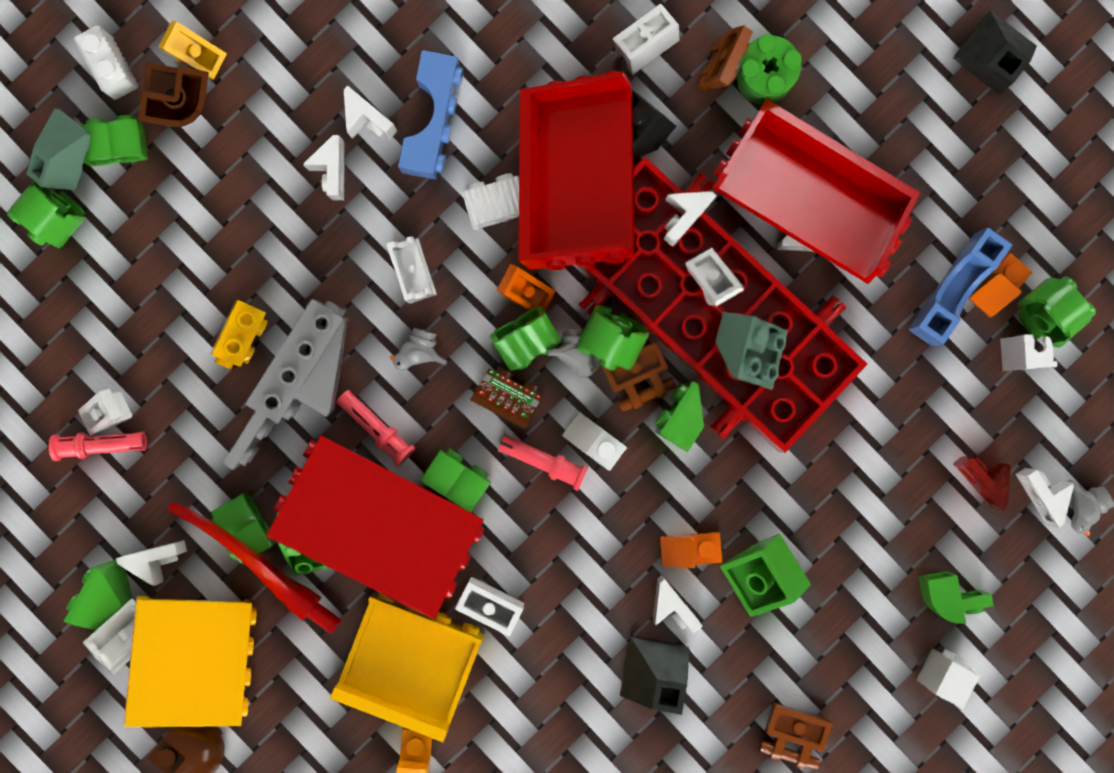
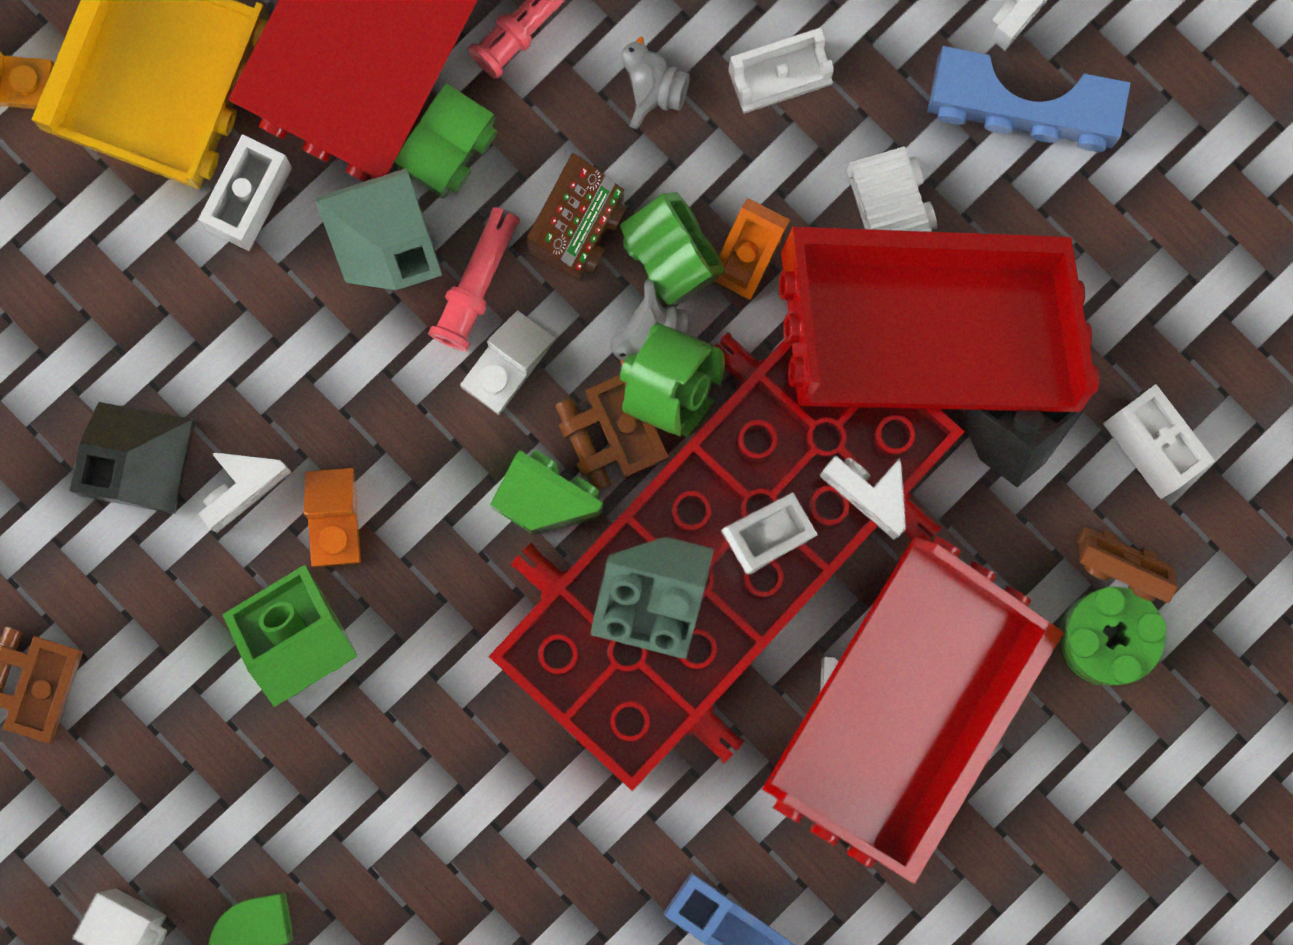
camera: 80 degrees right, 5 degrees down
(516, 520) = (380, 233): none -> sand green slope

